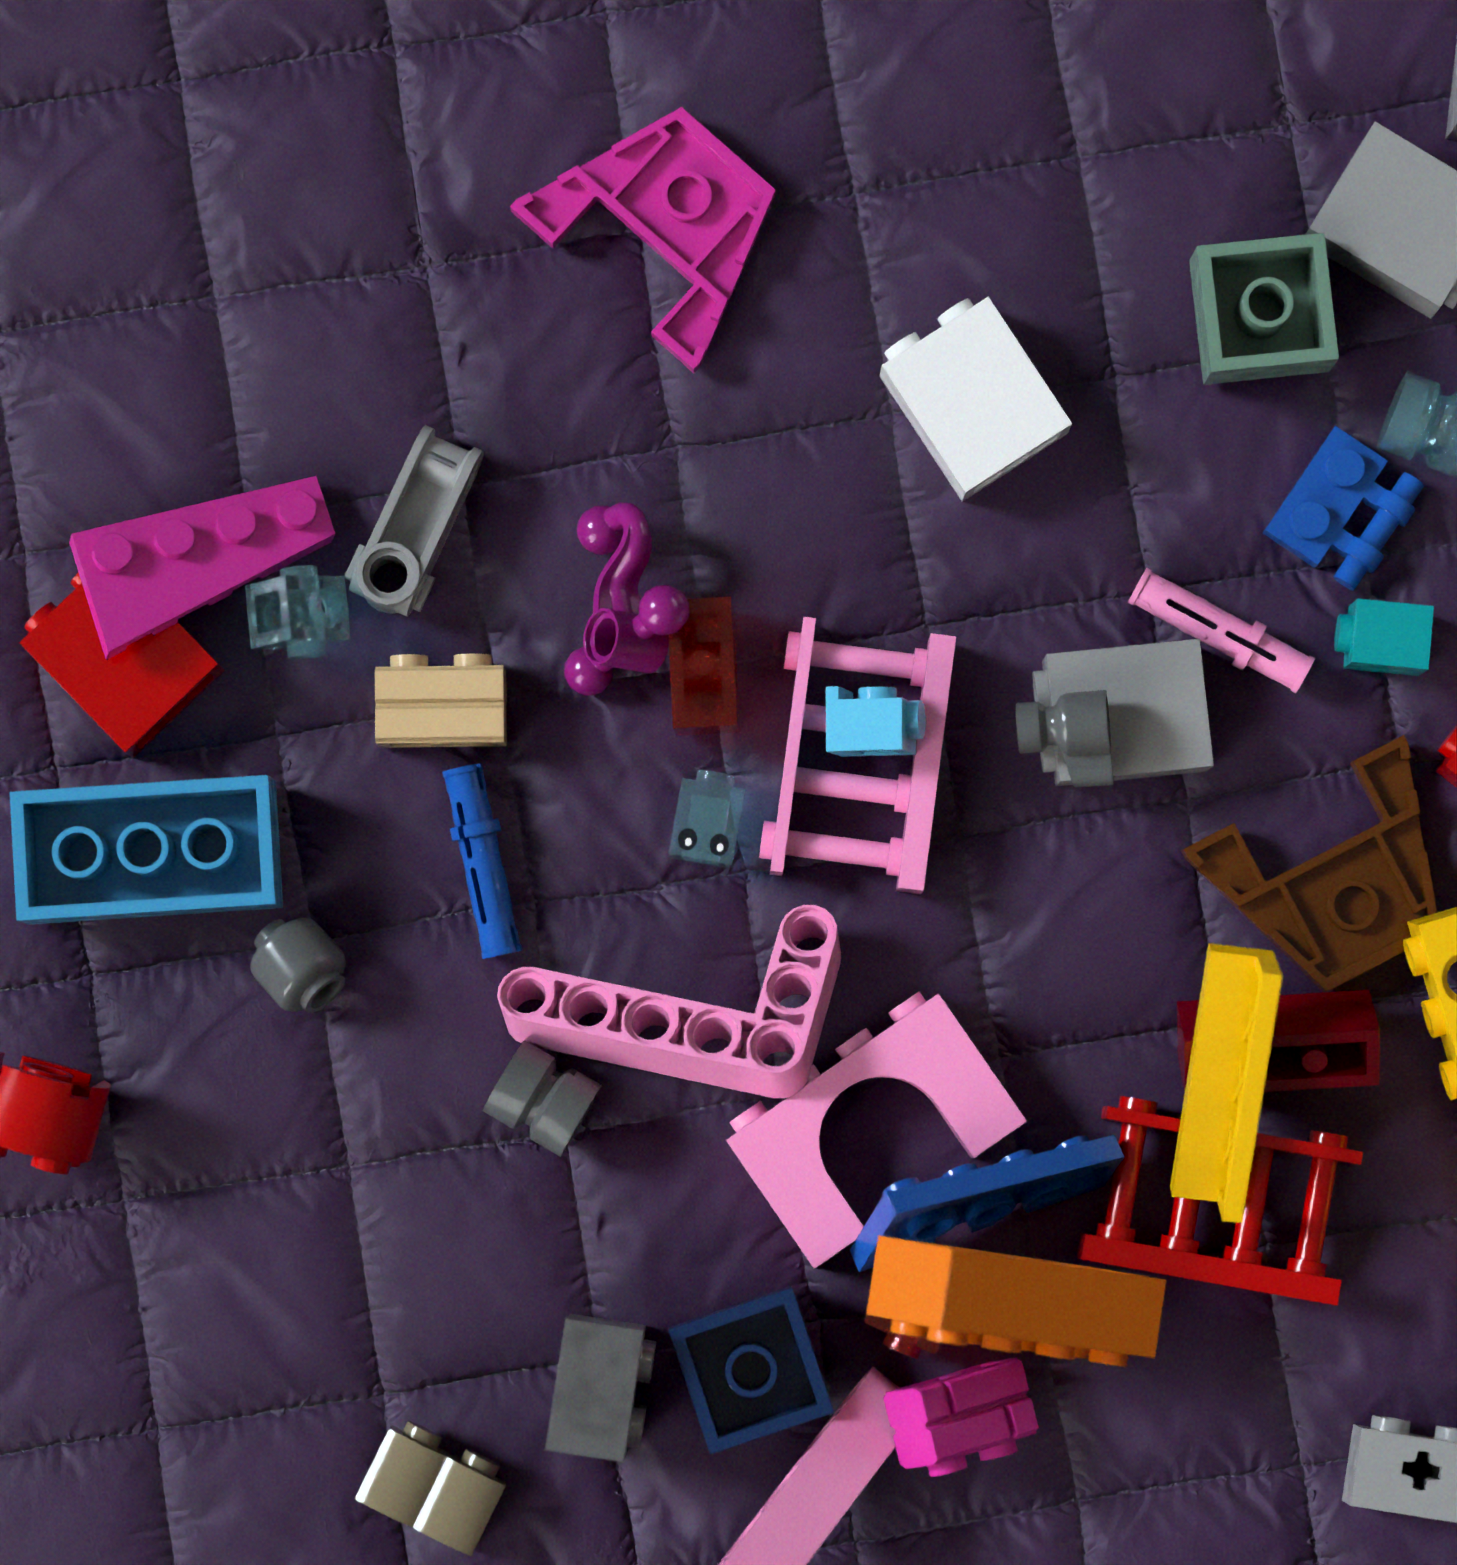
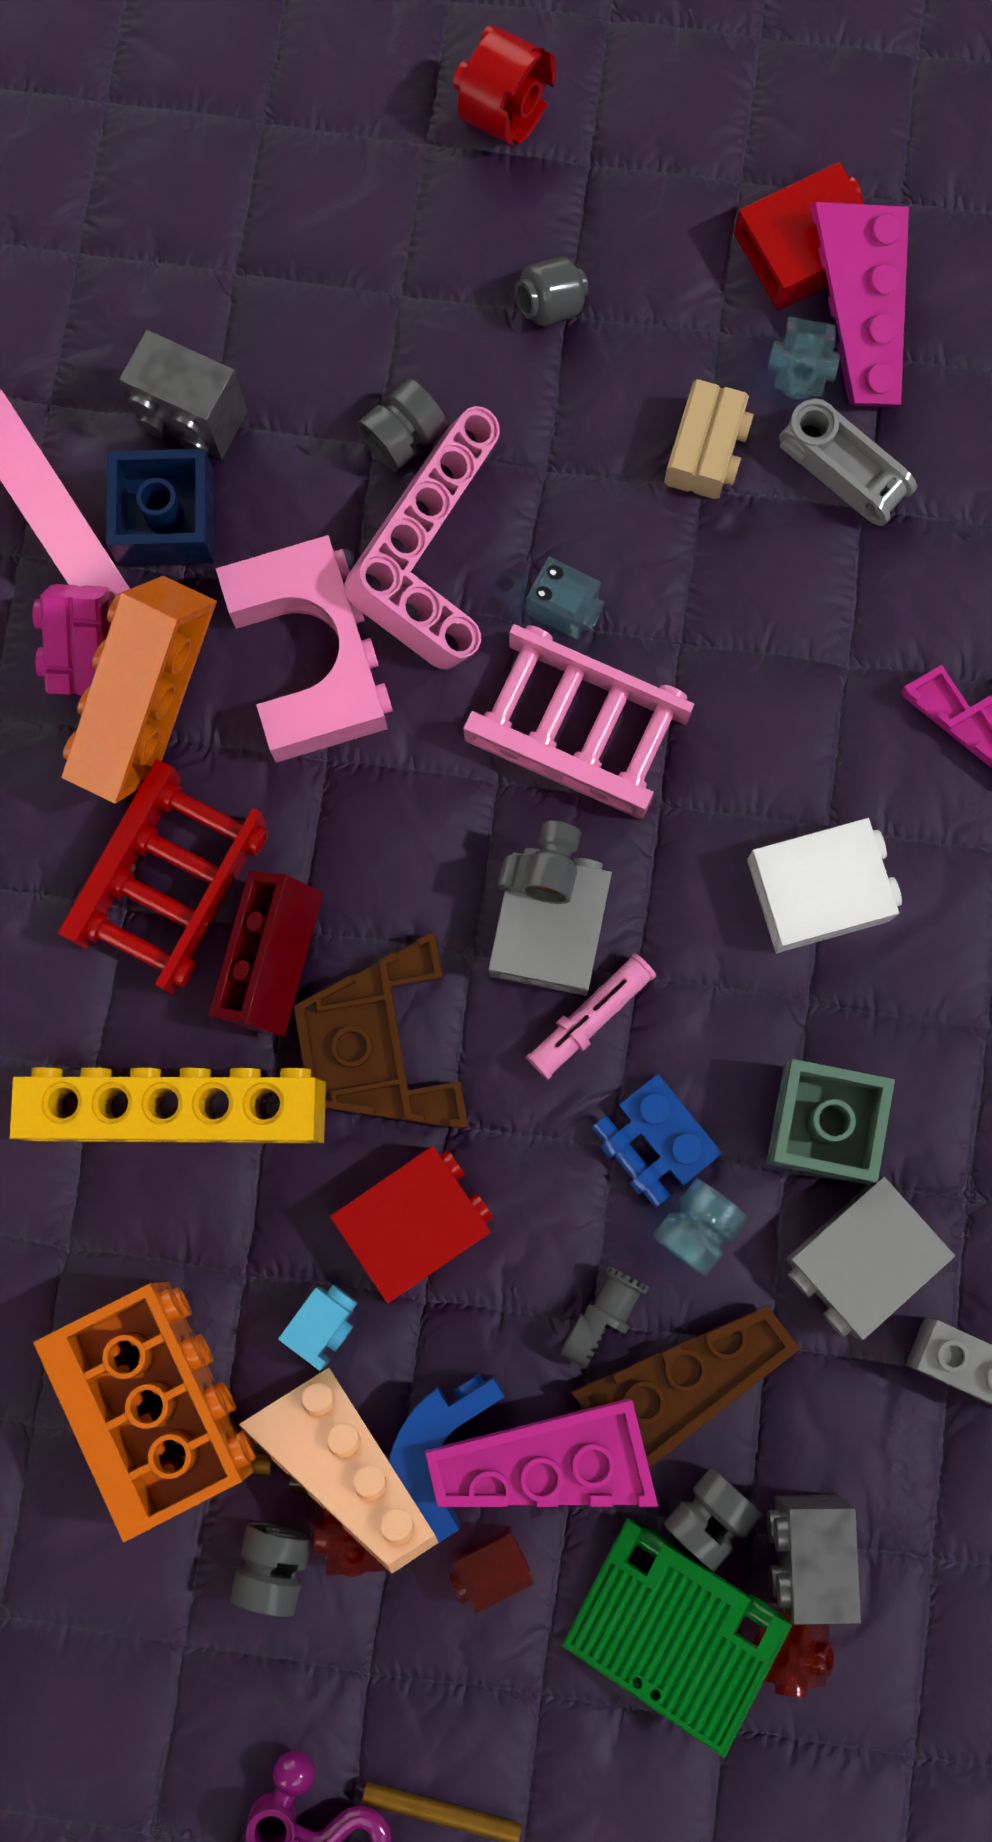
camera: 110 degrees right, 5 degrees down
(146, 849) = (664, 208): dark azure brick -> none
(432, 1488) = (157, 276): dark tan brick -> none
(482, 861) = (587, 438): blue pin -> none
(622, 627) = (730, 577): magenta piece -> none
(705, 670) = (679, 624): clear red brick -> none
(872, 723) = (599, 722): medium azure brick -> none
(986, 1193) = (225, 707): blue wing -> none
(1226, 1077) = (250, 894): yellow fence -> none
(1385, 637) = (547, 1136): teal brick -> none

